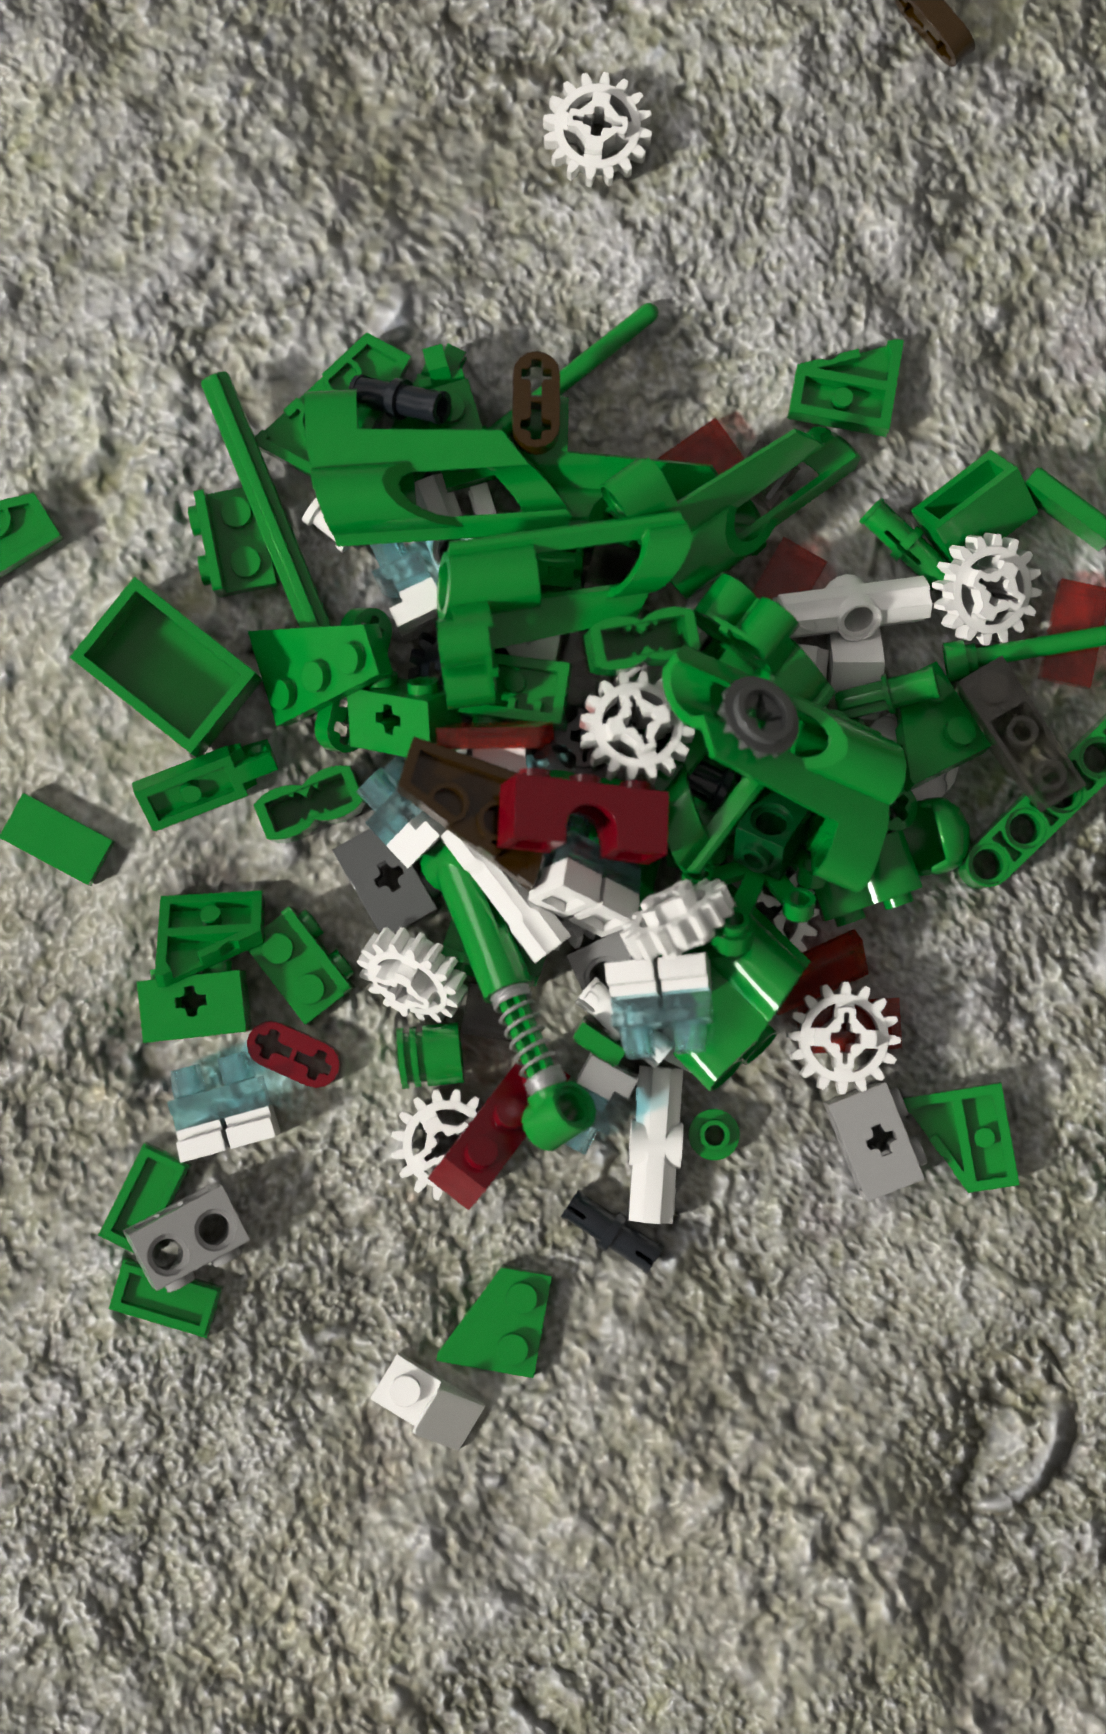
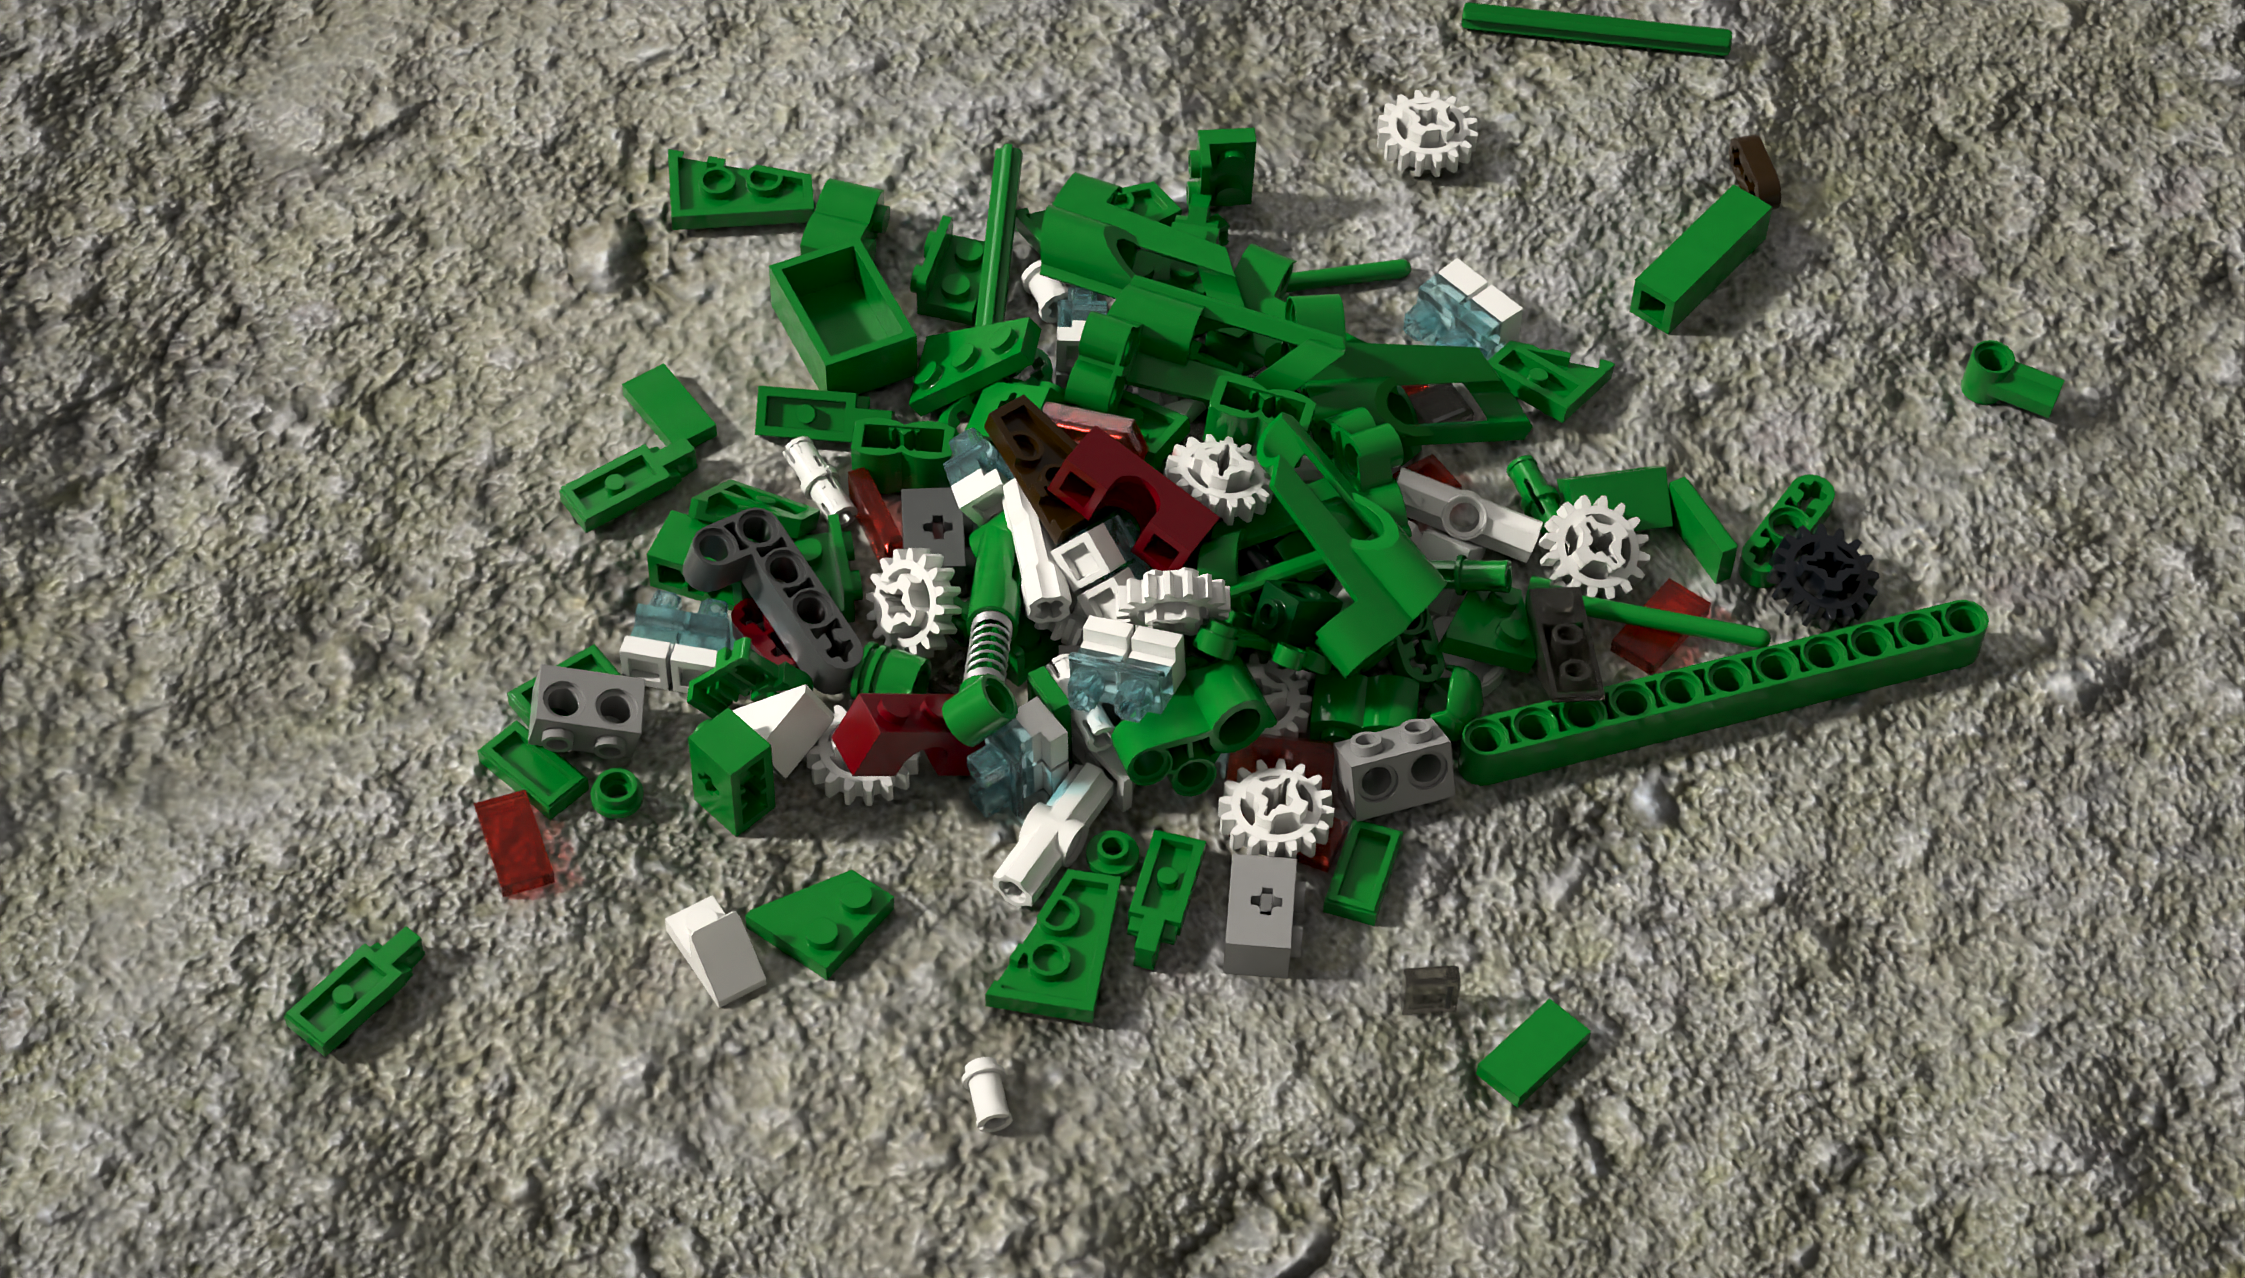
camera: 25 degrees right, 35 degrees down
(69, 951) = (627, 482): none -> green hinge
(101, 541) = (846, 213): none -> green brick
(152, 1605) = (355, 991): none -> green hinge
(195, 1383) = (514, 843): none -> clear red tile
(244, 858) = (819, 480): none -> white pin
(248, 1304) = (617, 782): none -> green plate
(301, 1042) = (823, 649): none -> dark grey beam
(320, 881) = (873, 514): none -> clear red tile
(323, 1124) = (739, 673): none -> green piece
(349, 1241) = (732, 771): none -> green brick
(367, 1183) = (789, 724): none -> white slope
(401, 399) = (1159, 210): black pin -> none
(428, 295) = (1223, 166): none -> green bracket
(524, 402) = (1256, 240): dark brown beam -> none
(612, 1231) = (972, 886): black pin -> none
(716, 358) = (1463, 311): none -> clear light blue hips
(724, 1257) = (1064, 954): none -> green wing
(731, 1430) = (985, 1084): none -> white pin
(770, 706) = (1344, 492): dark grey gear -> none
(778, 1154) = (1163, 894): none -> green hinge
(921, 933) = (1396, 776): none -> light grey brick
(931, 162) = (1700, 259): none -> green brick
(933, 1037) = (1363, 872): none -> green tile
(970, 1133) = (1356, 952): green wing -> none
(1051, 1143) = (1430, 990): none -> clear smoke tile

